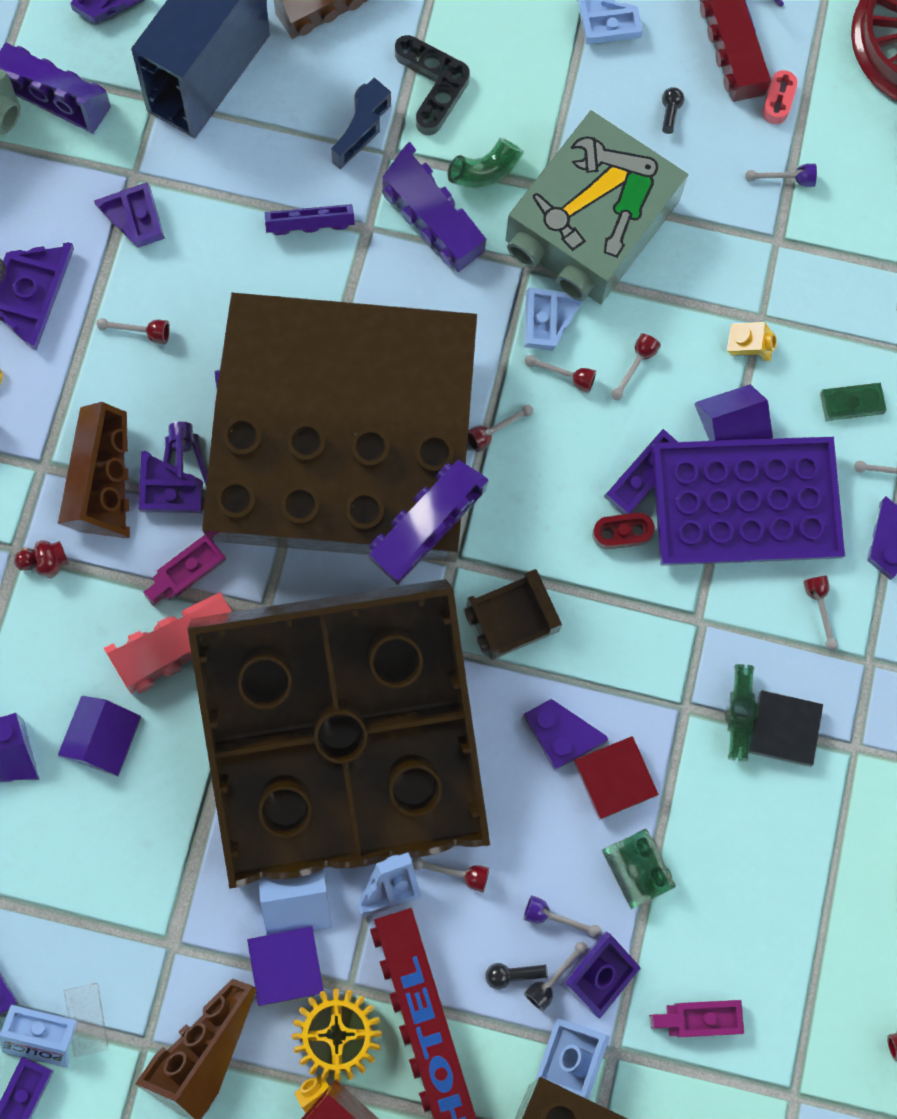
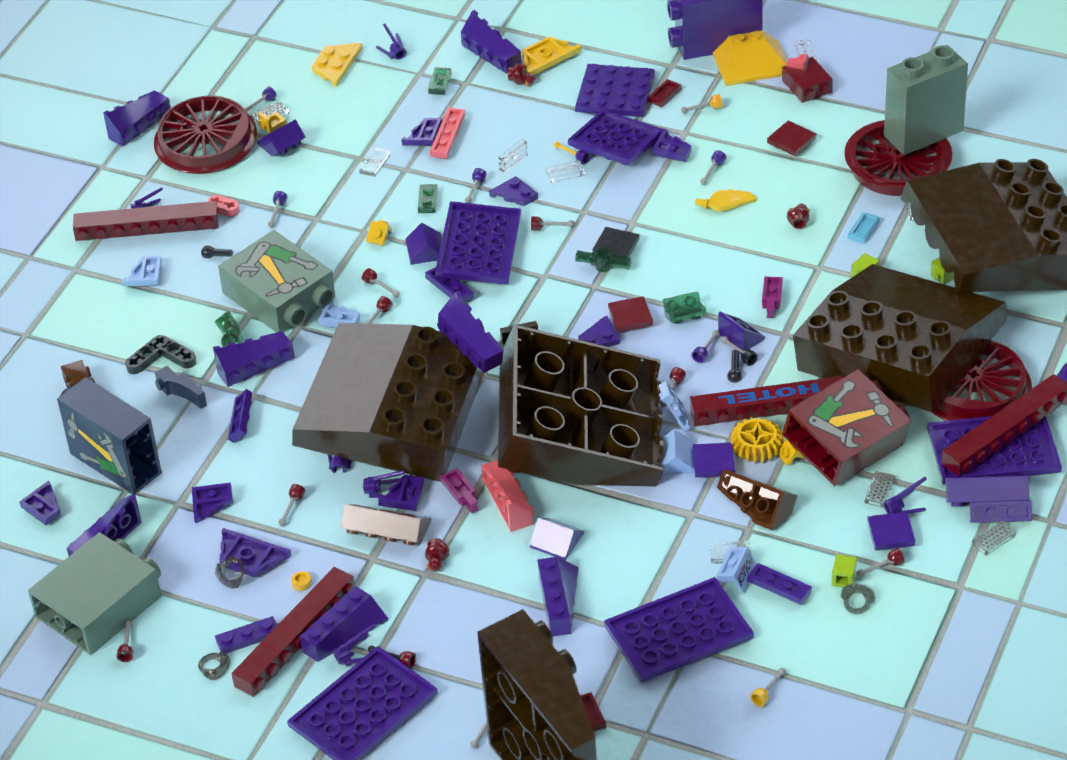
camera: 70 degrees left, 30 degrees down
(573, 1057) = (780, 342): light blue slope -> none
(622, 531) = (483, 297): dark red plate -> none

